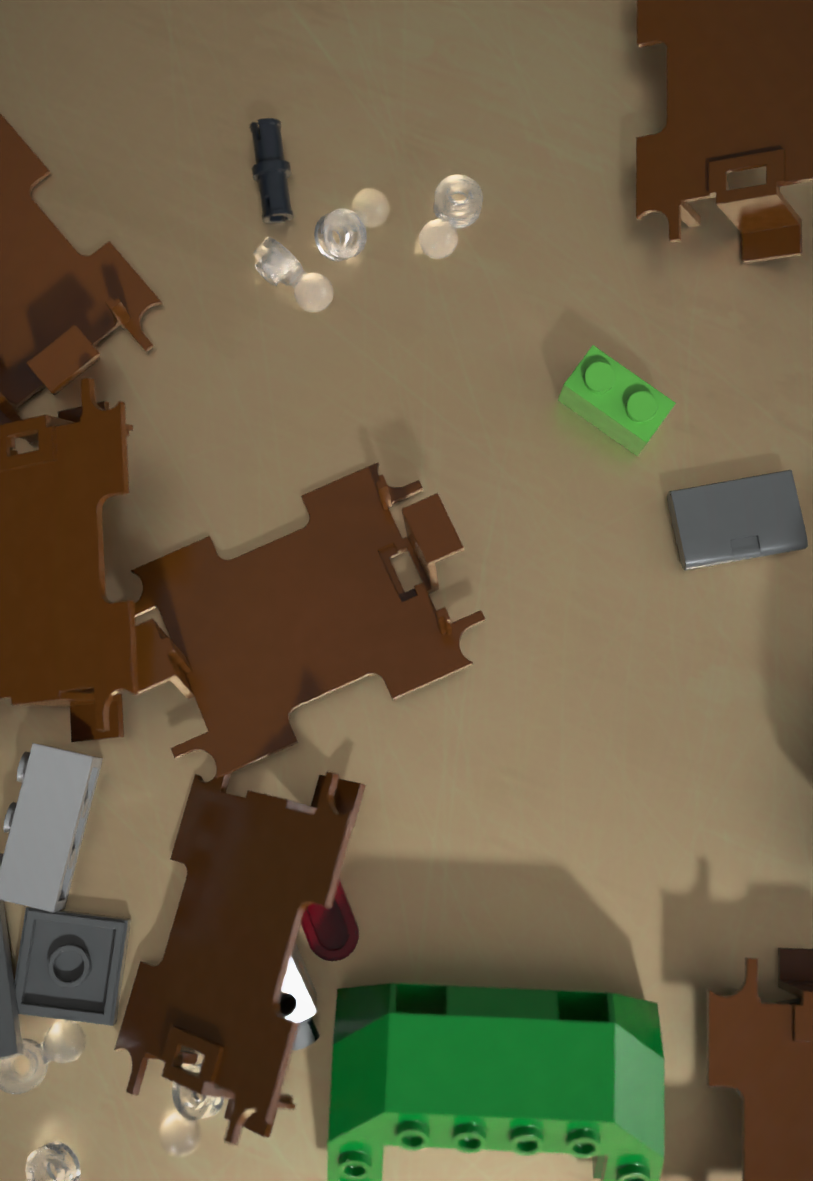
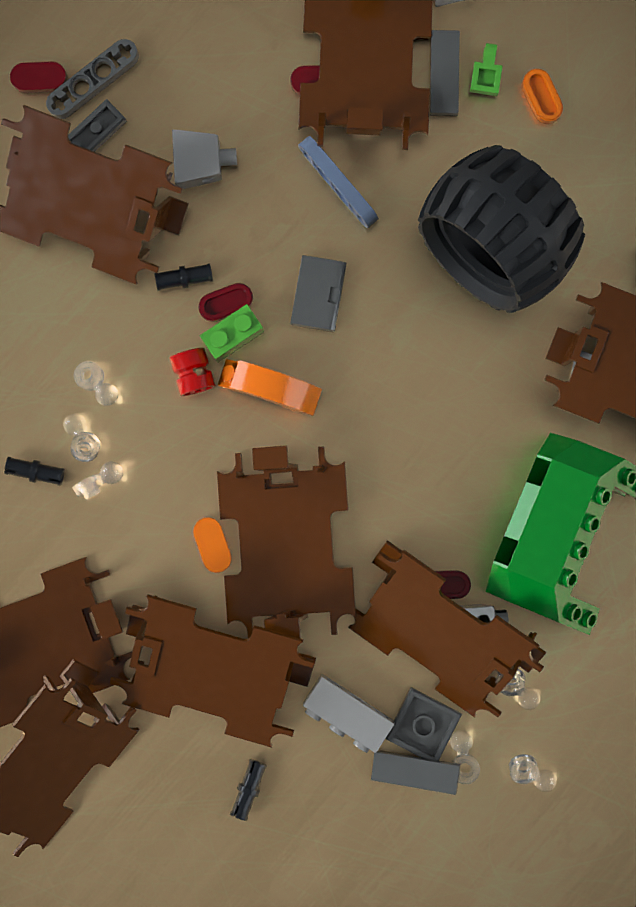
camera: 65 degrees left, 5 degrees up
(253, 498) = (212, 545): none -> orange tile
(532, 356) = (192, 371): none -> red wheel
(553, 496) = (270, 386): none -> orange arch
(662, 367) = (225, 302): none -> dark red tile
(677, 291) = (183, 277): none -> black pin

